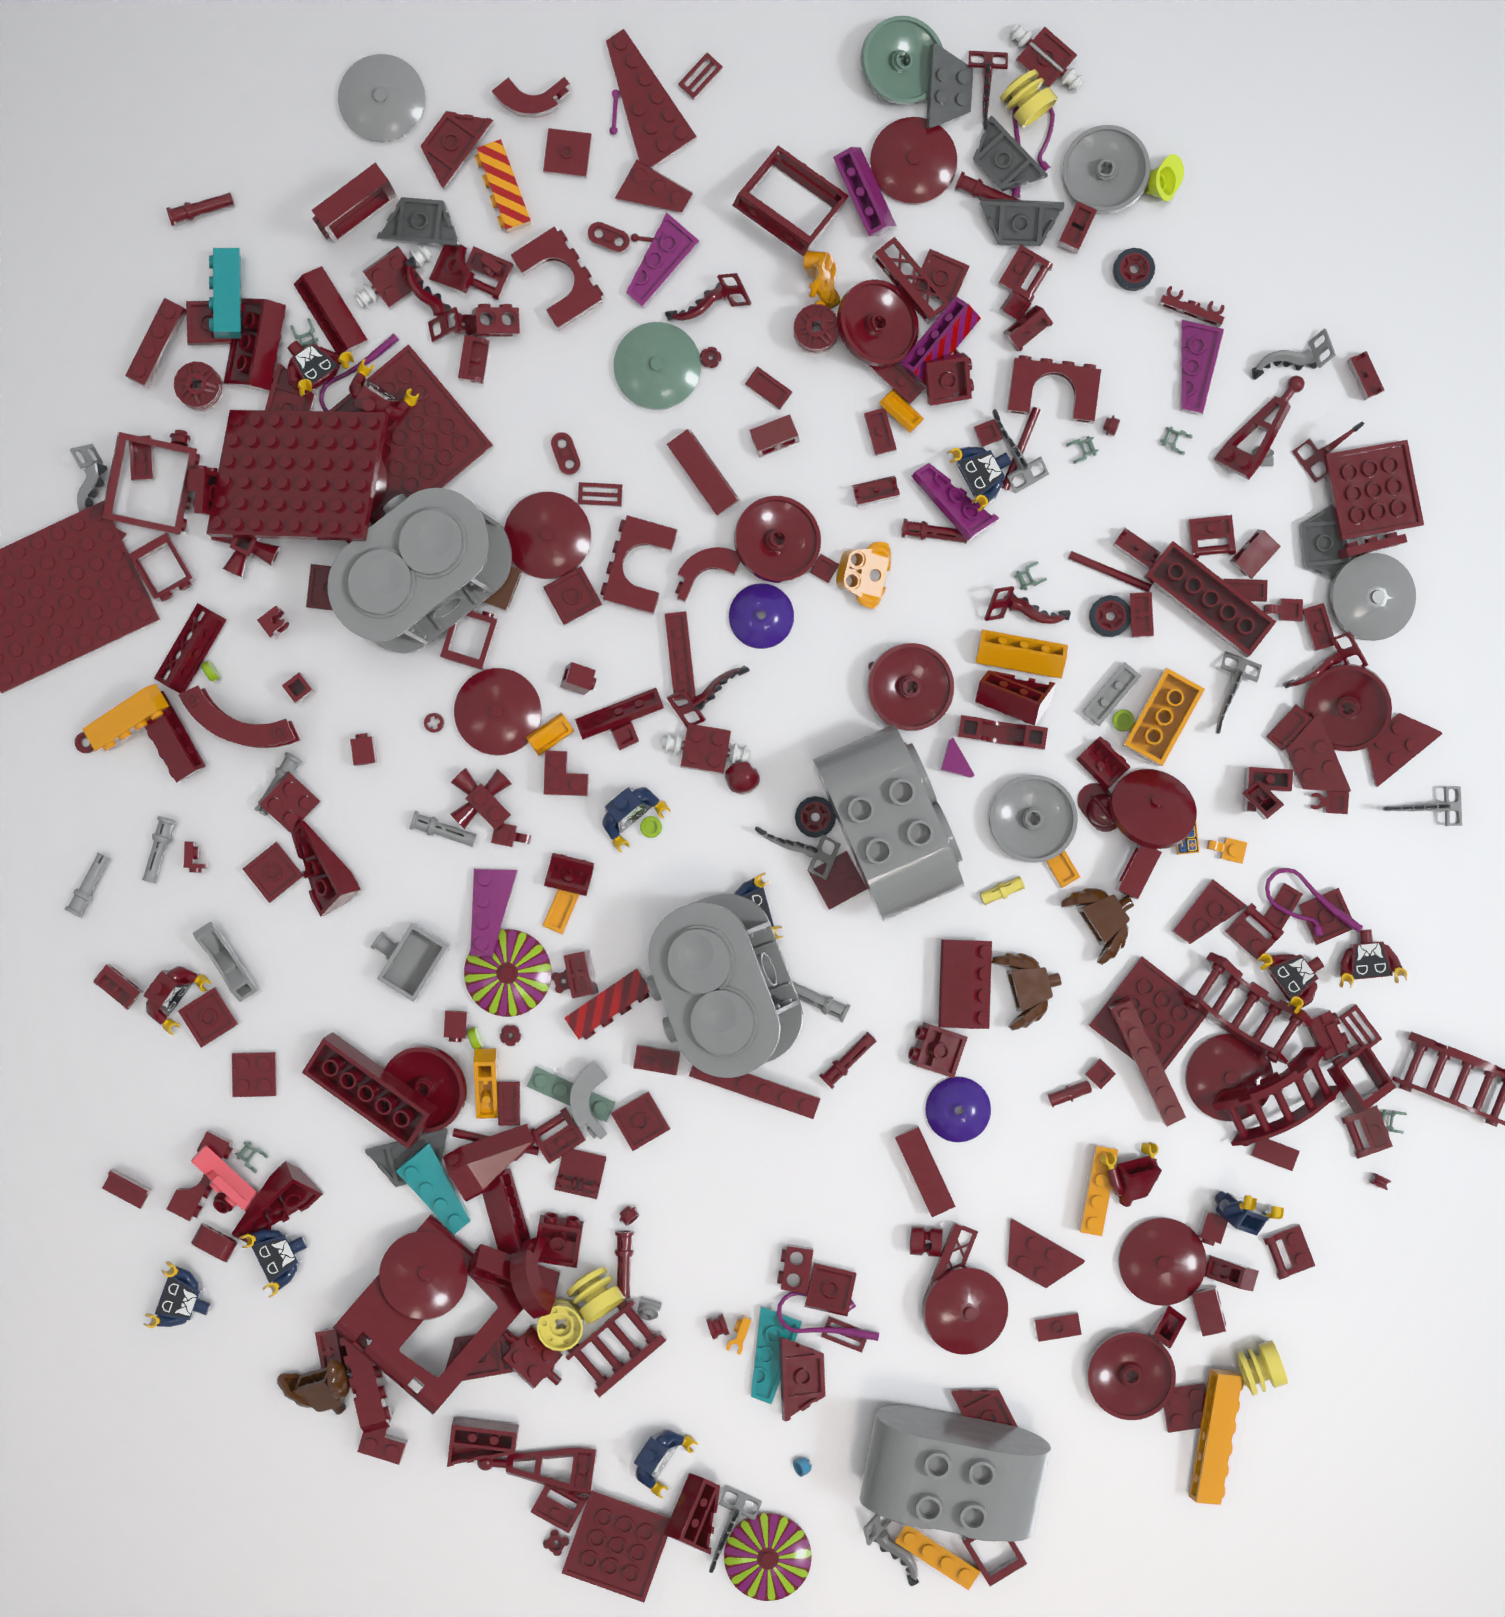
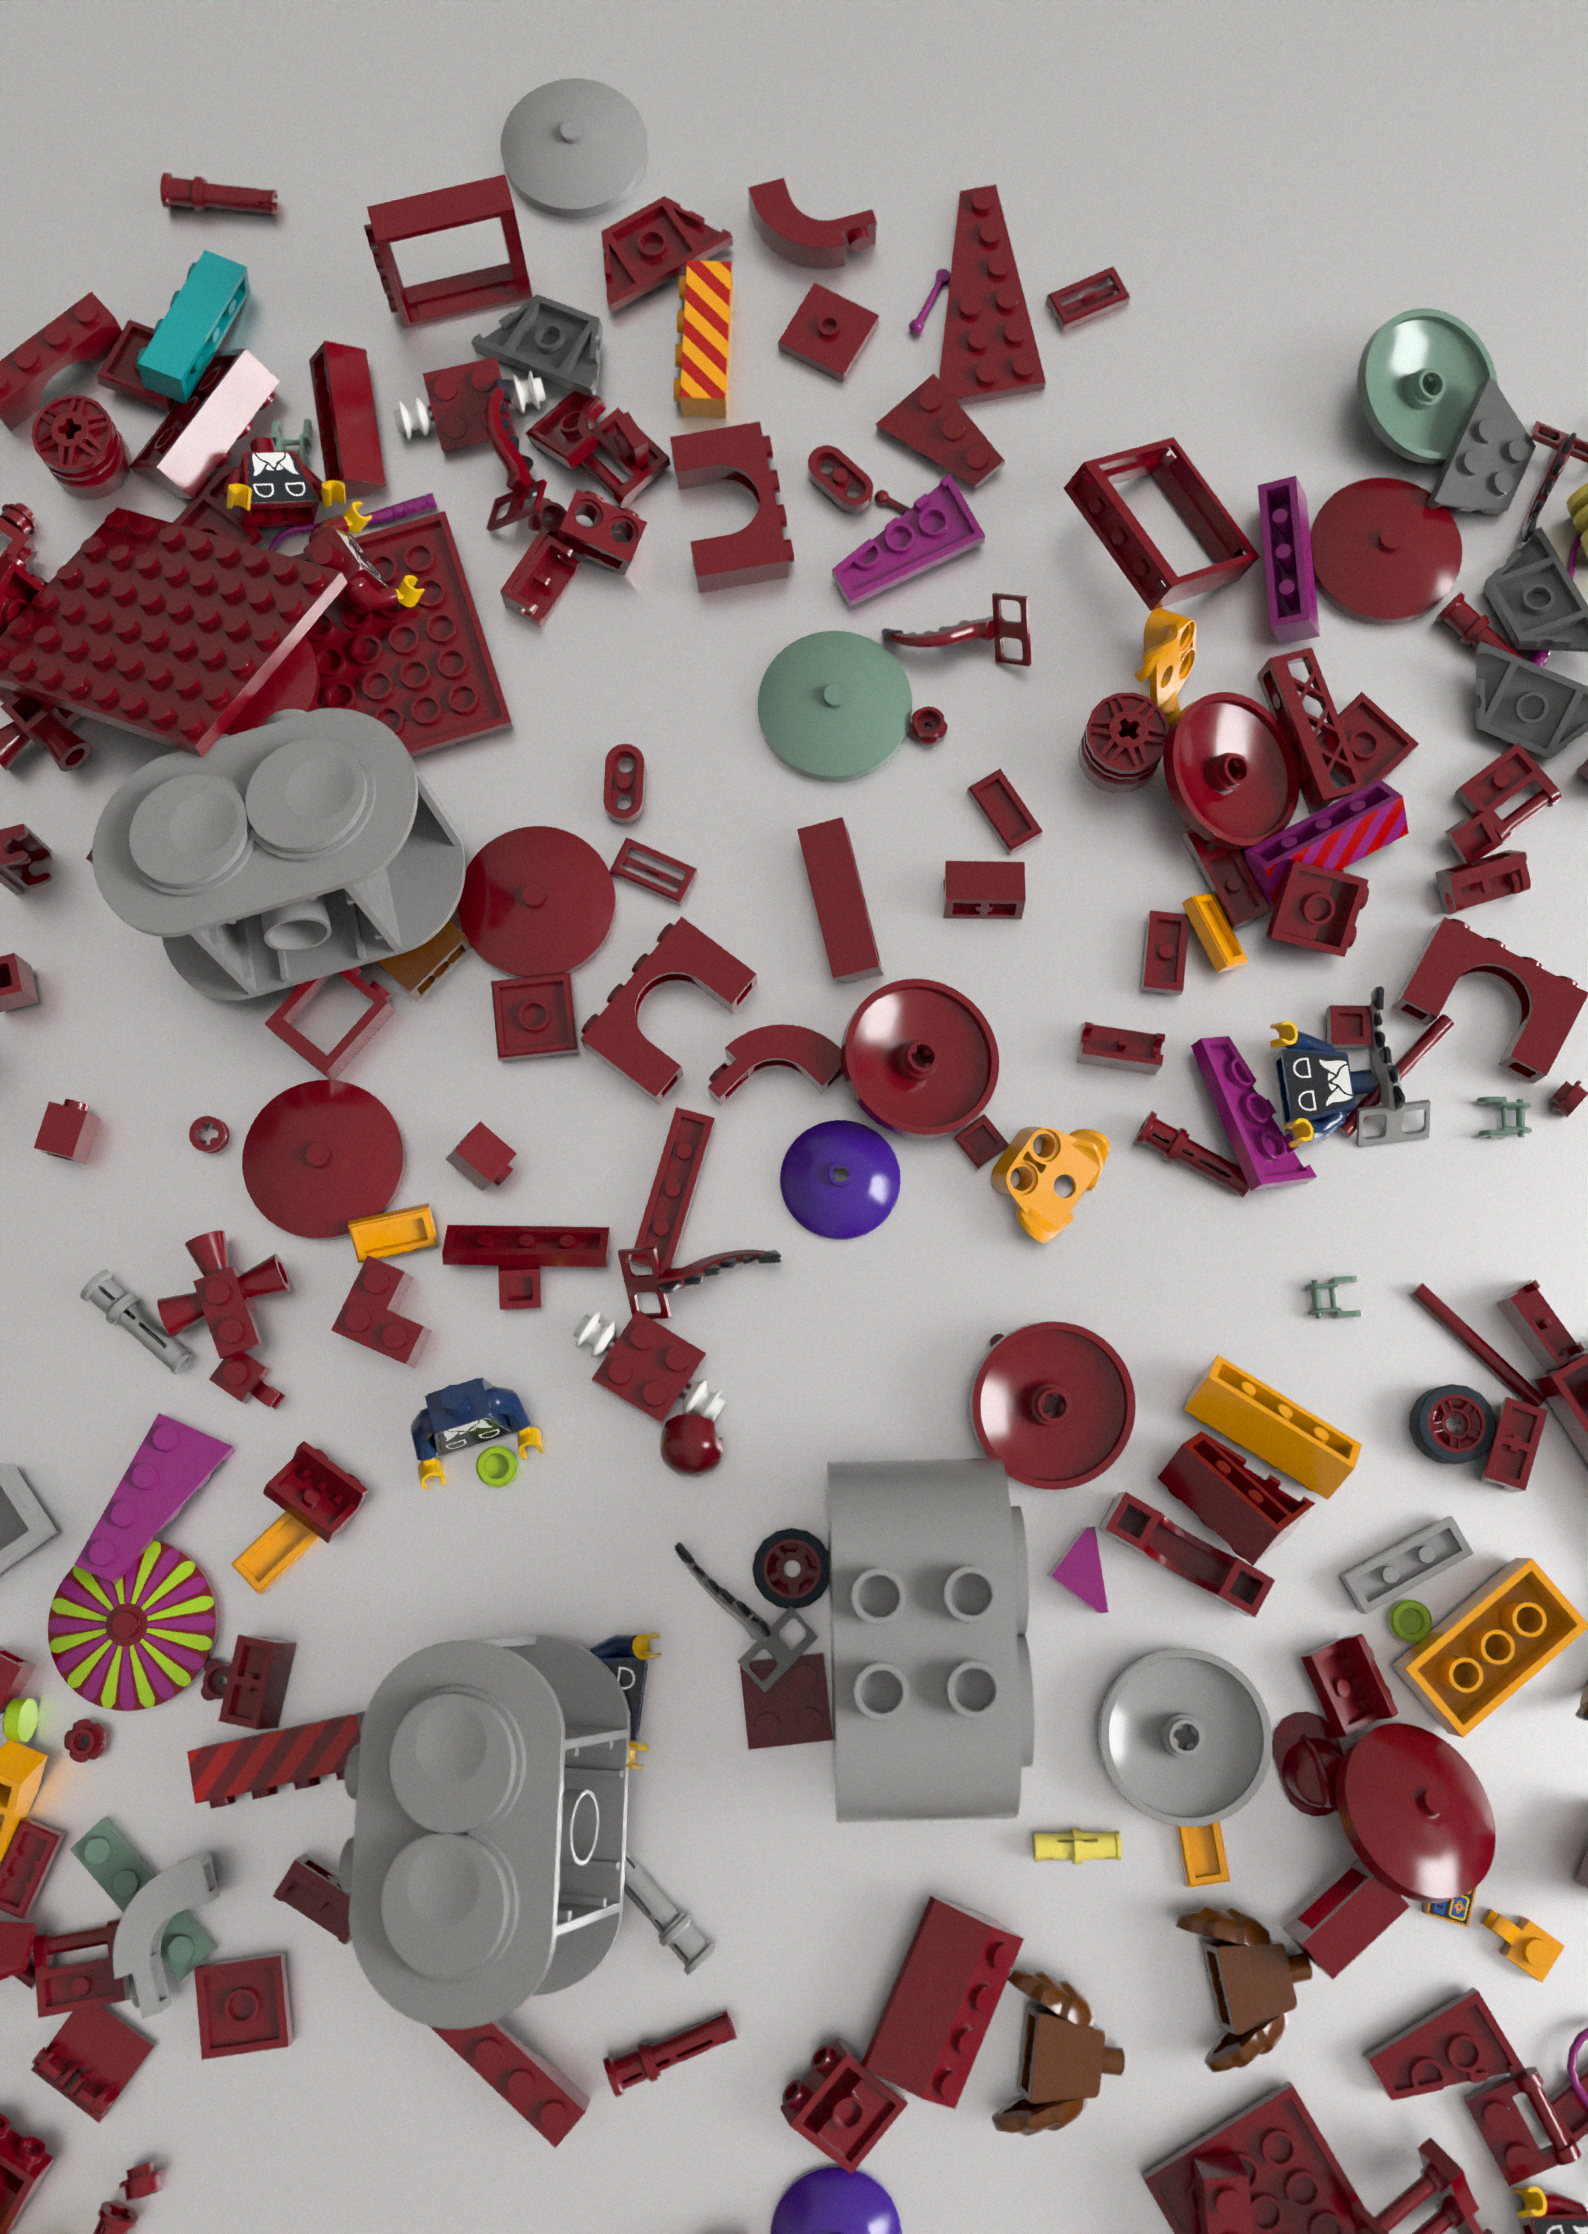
camera: 25 degrees right, 10 degrees down
(1022, 604) = (1303, 1342): dark red piece -> none

